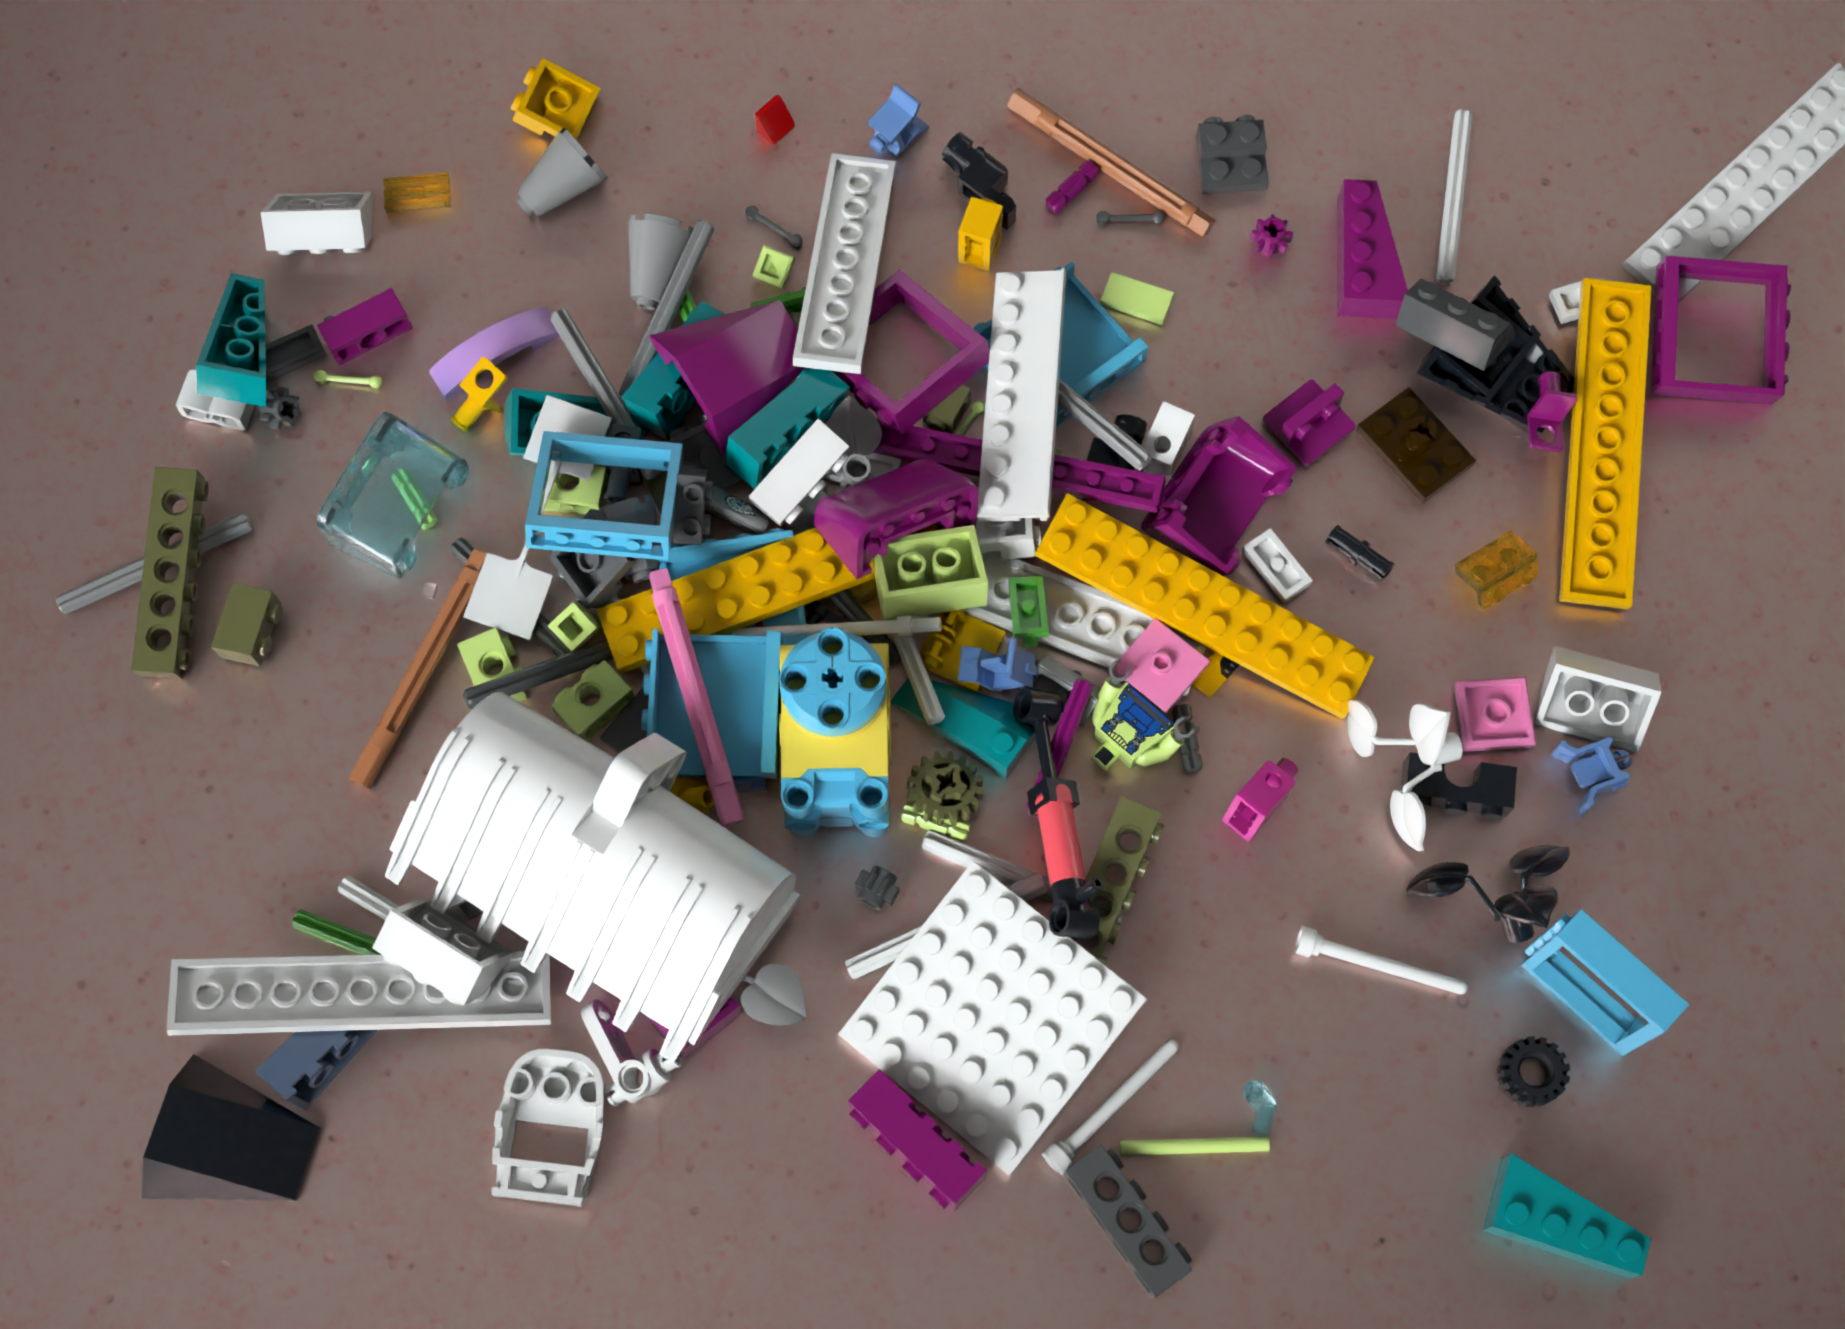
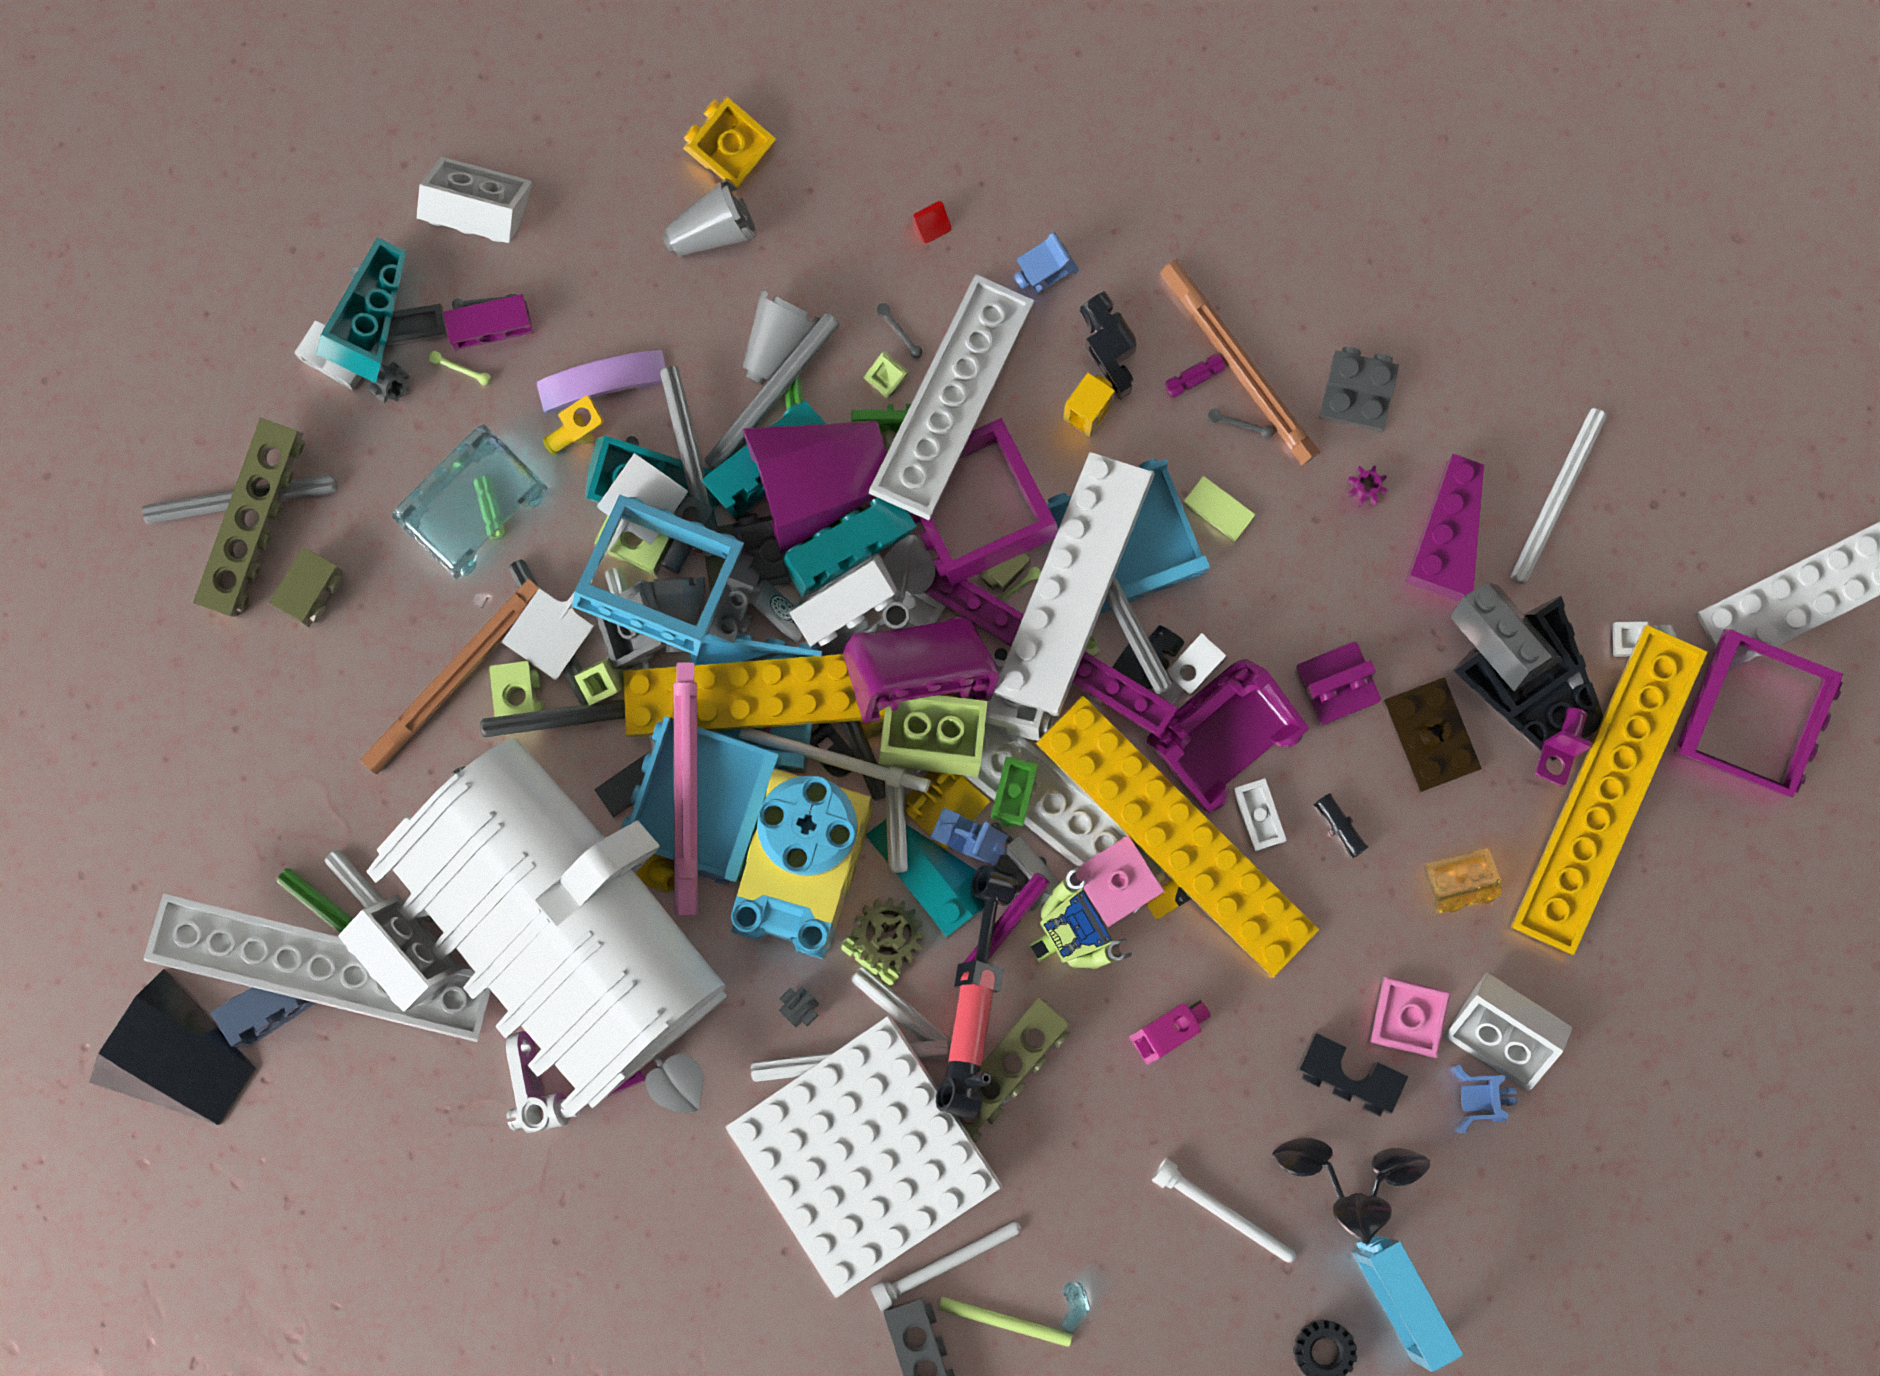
camera: 20 degrees right, 10 degrees up
(417, 187) = (547, 189): clear yellow tile -> none
(556, 1091) = (464, 1100): white slope -> none
(589, 720) = (616, 755): yellowish green brick -> none
(916, 1140) = (764, 1244): magenta wedge -> none
(1192, 759) = (1119, 975): dark grey axle -> none
(1434, 746) = (1333, 1040): white plant -> none

